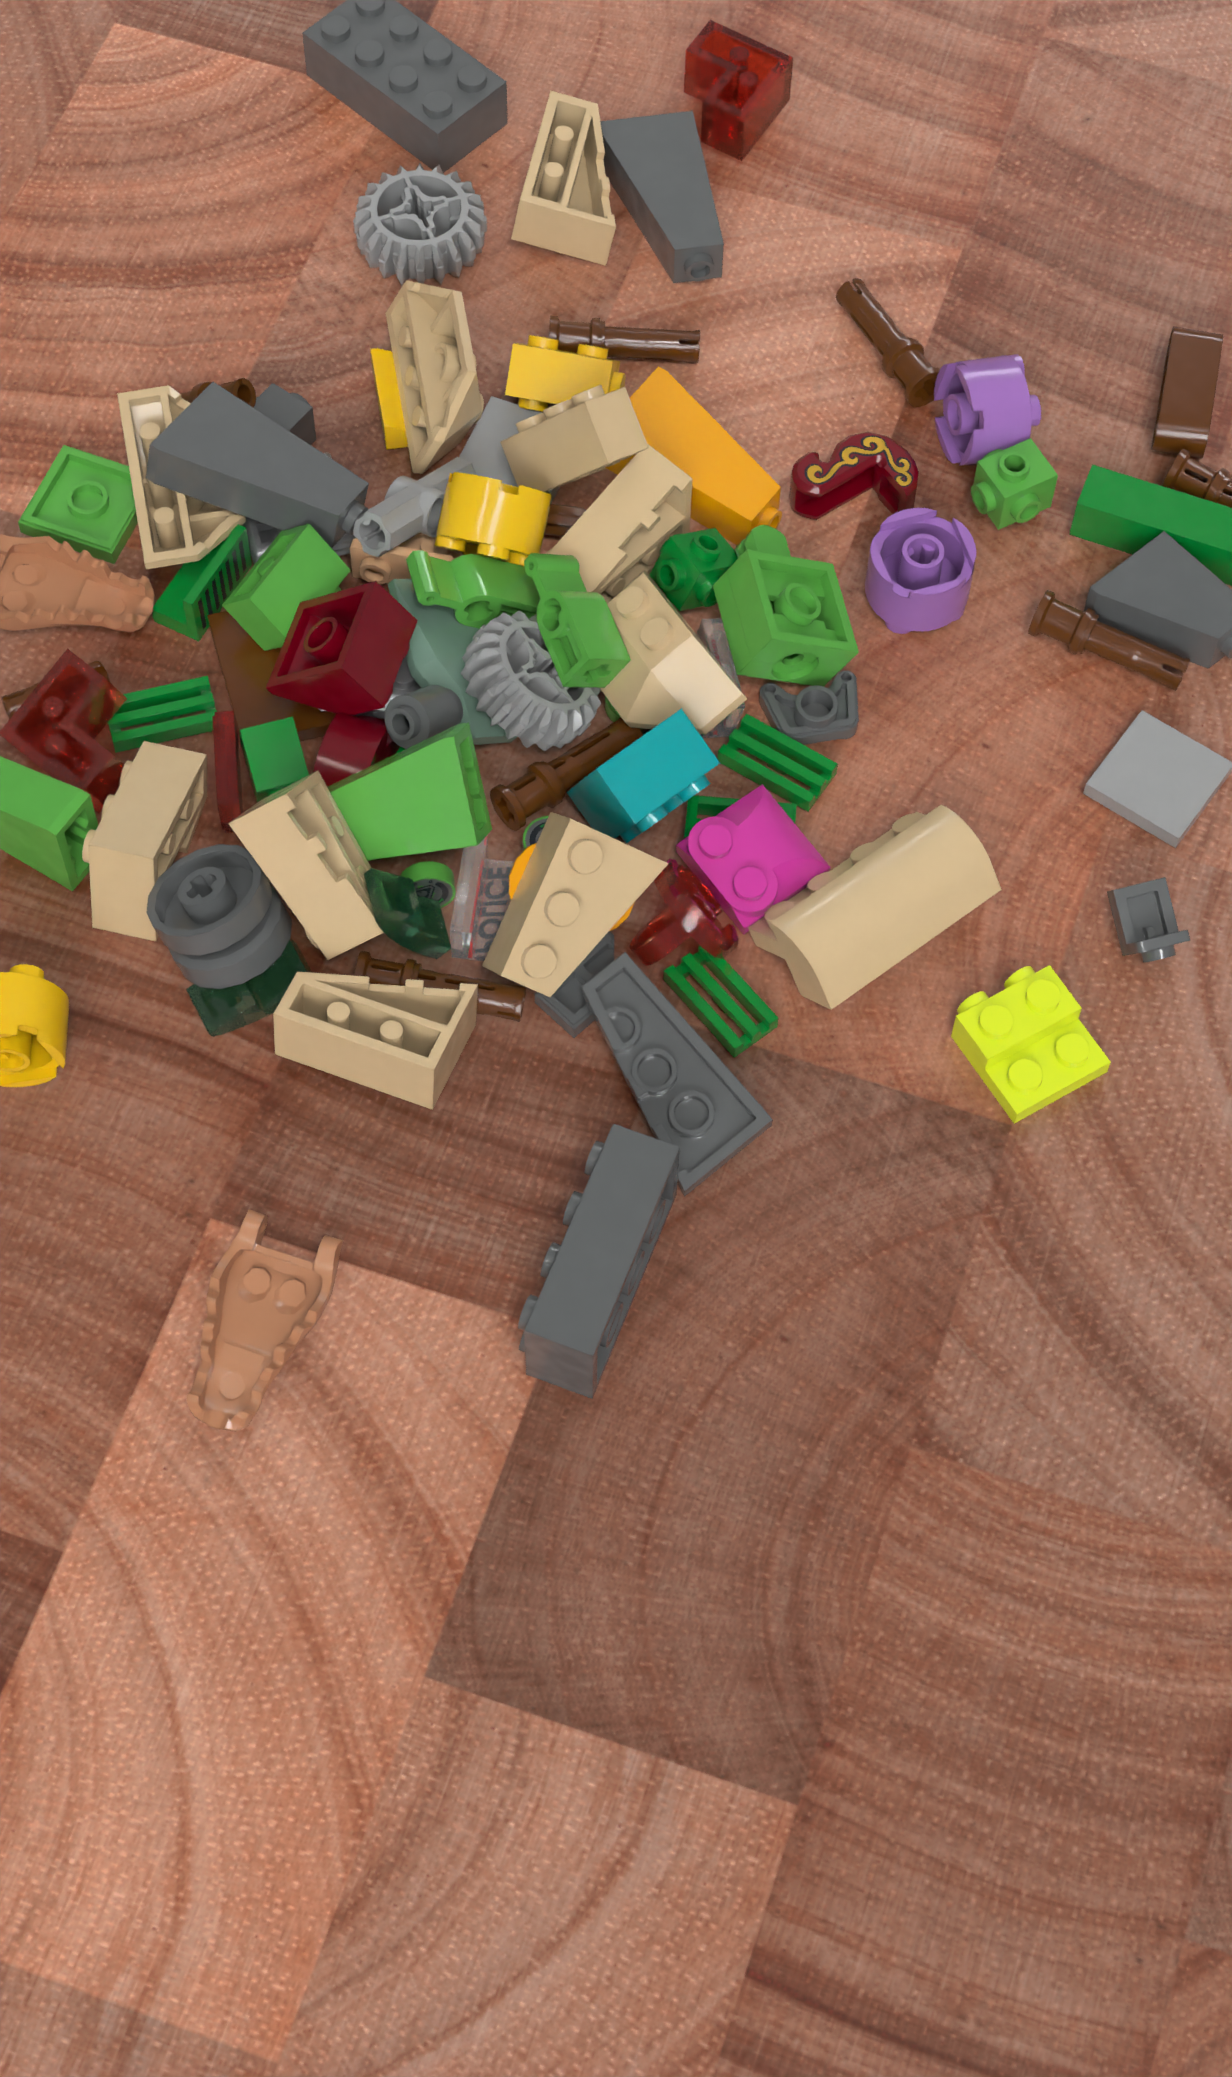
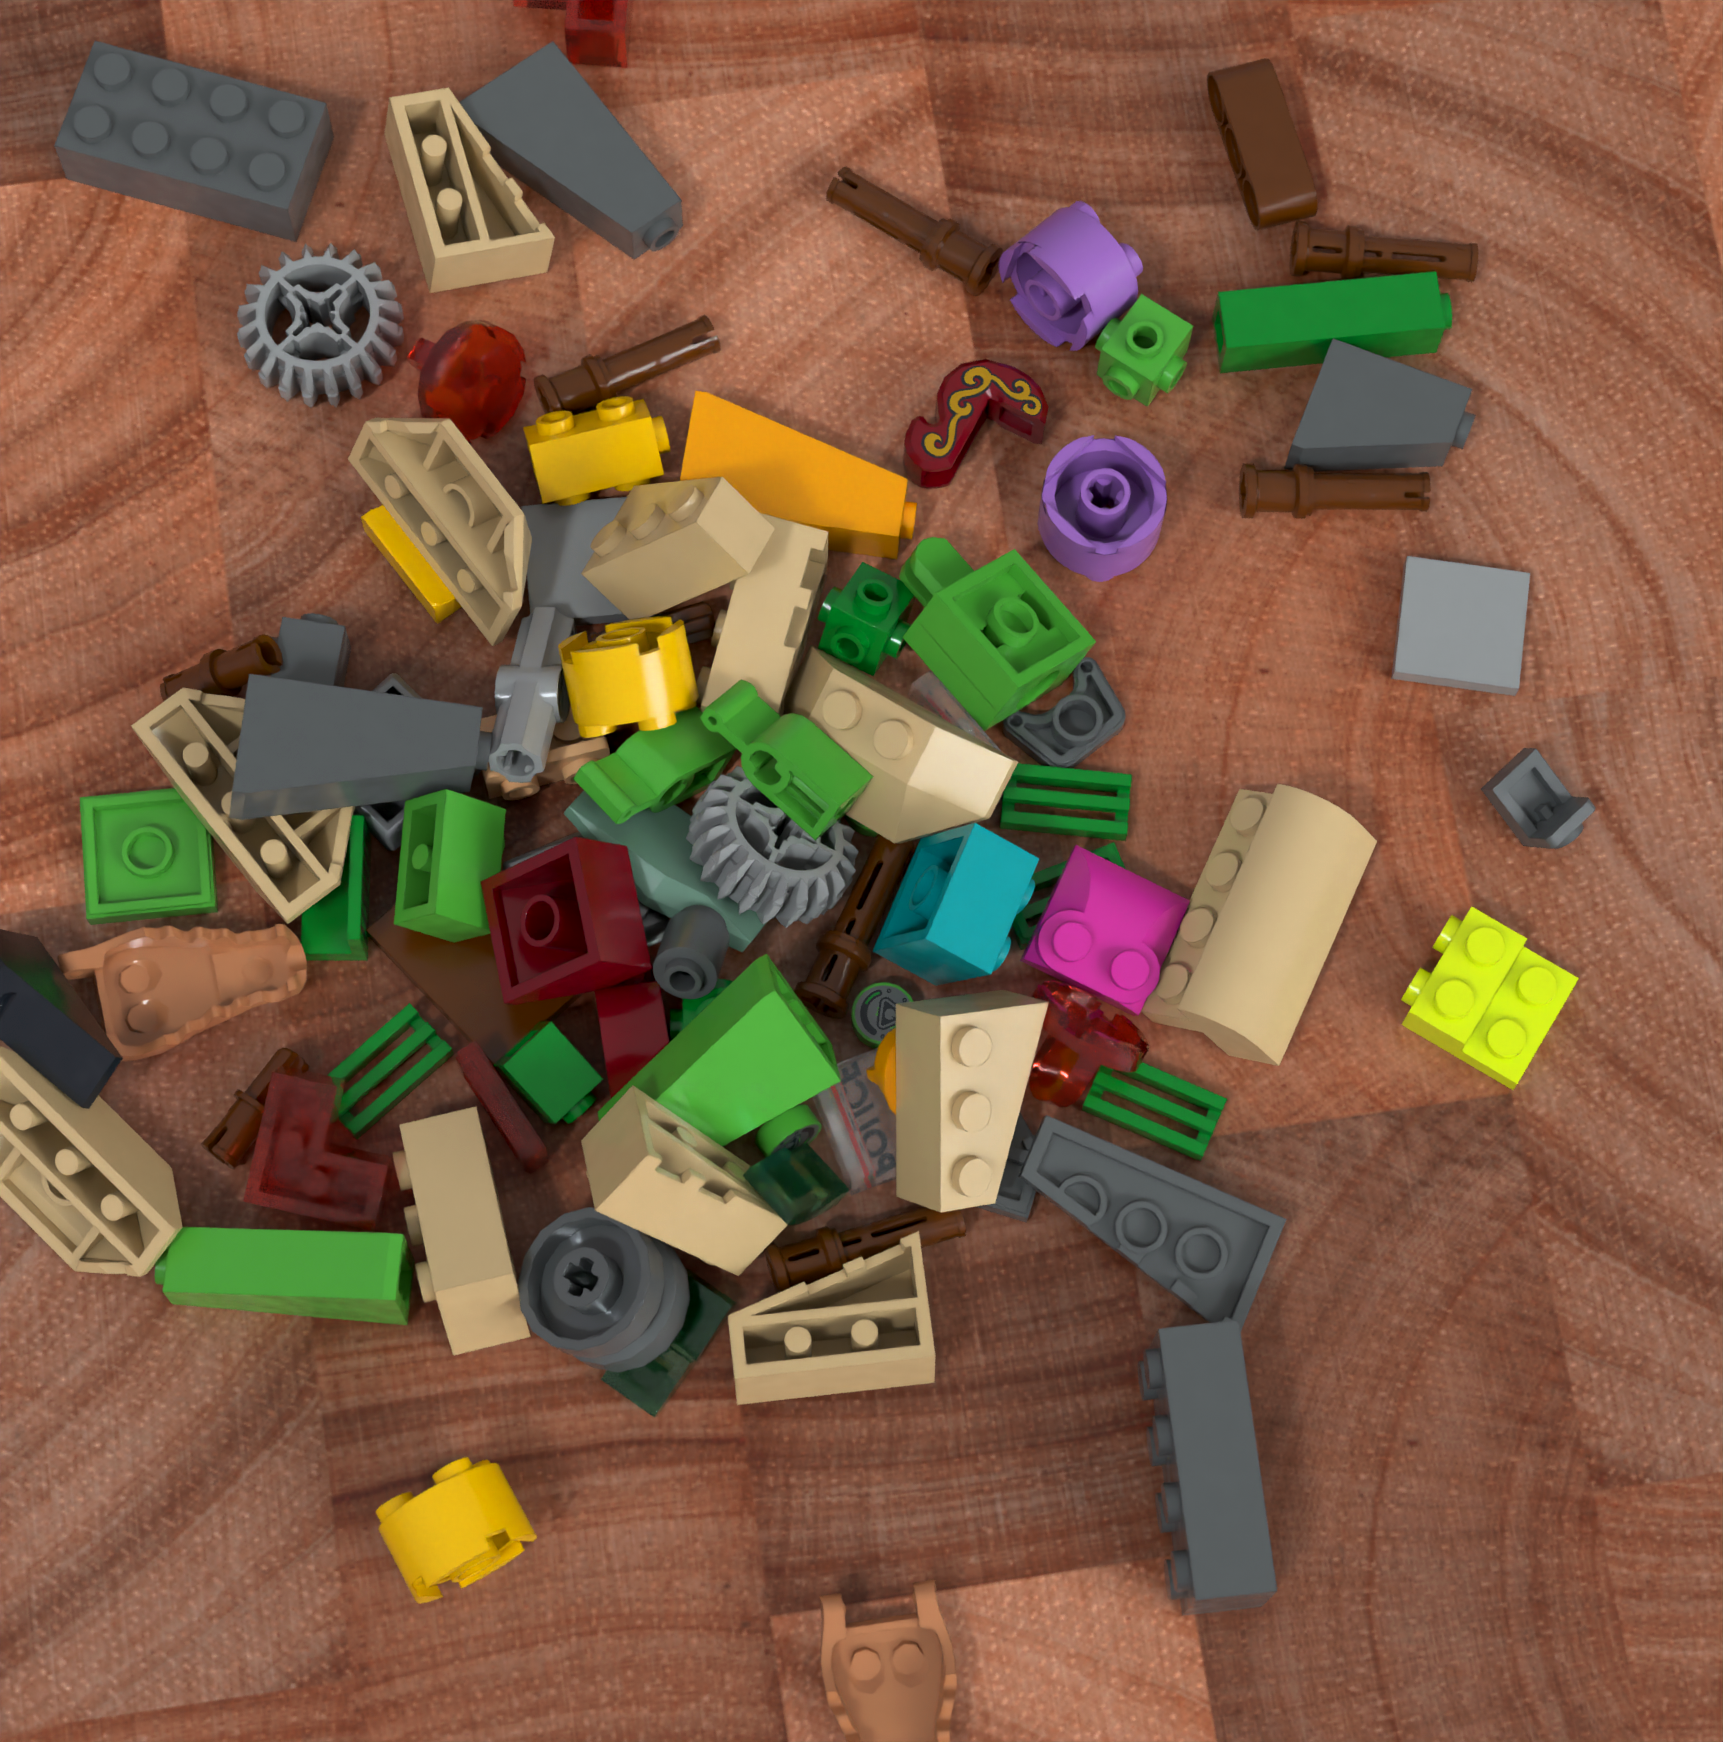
camera: 30 degrees left, 10 degrees up
(503, 294) = (470, 377): none -> clear red tile

